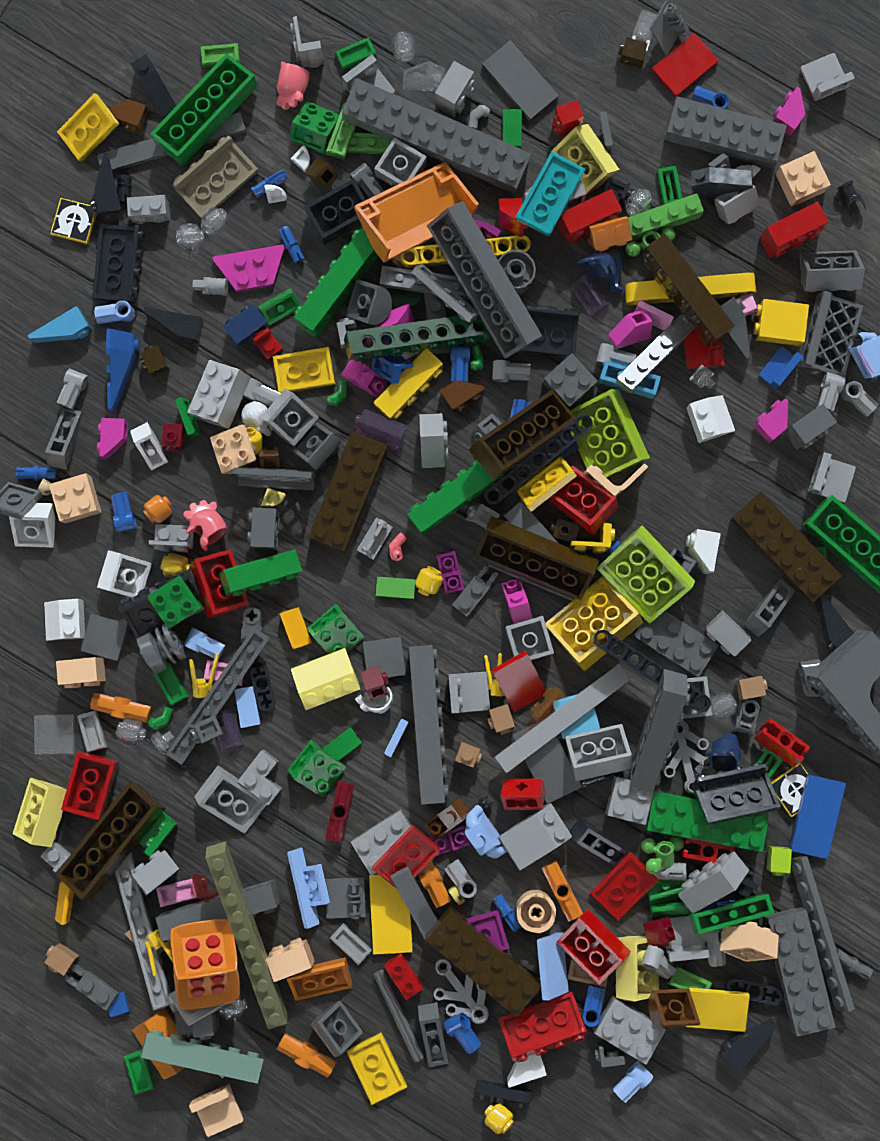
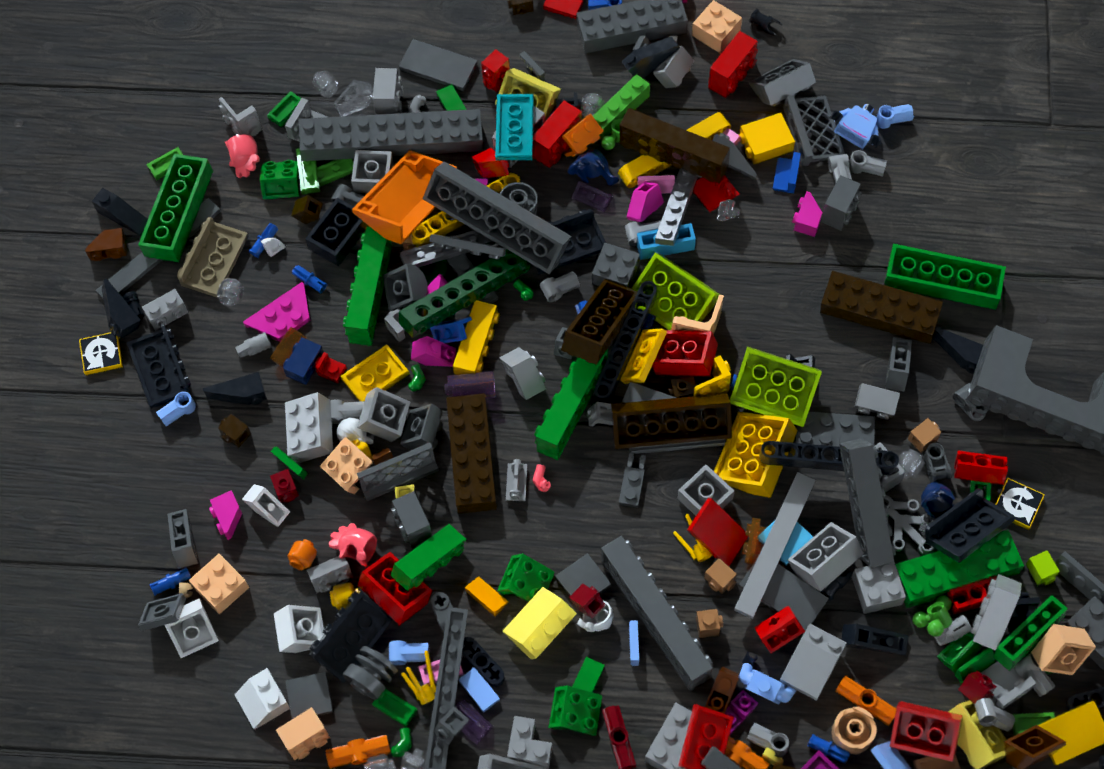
camera: 25 degrees left, 20 degrees down
(65, 327) = (136, 443): dark azure slope -> none
(74, 383) = (168, 486): light grey piece -> none
(88, 127) = (77, 270): yellow tile -> none
(122, 352) = (203, 441): blue wedge -> none
(124, 517) = (273, 578): blue piece -> none
(174, 602) = (362, 620): green bracket -> none
(189, 236) = (213, 314): clear head -> none
(235, 304) = (286, 345): none -> clear orange tile
(279, 306) = (326, 331): green slope -> none
(302, 158) = (281, 209): white tile -> none
(395, 587) = (559, 514): bright green tile -> none
(429, 581) = (586, 491): yellow head -> none
(450, 572) = (600, 476): magenta slope -> none
(460, 358) = (509, 297): blue piece -> none
(460, 393) = (525, 325): reddish brown slope -> none
(469, 692) = (676, 569): light grey bracket -> none
(516, 601) = (674, 468): dark pink slope -> none
(624, 886) = (920, 666): red tile -> none
(666, 170) = (603, 86): green tile -> none
(703, 549) = (812, 340): white slope -> none
(710, 418) = (752, 240): white slope -> none
(817, 816) = (1051, 514): blue tile -> none
(831, 478) = (883, 234): light grey bracket -> none

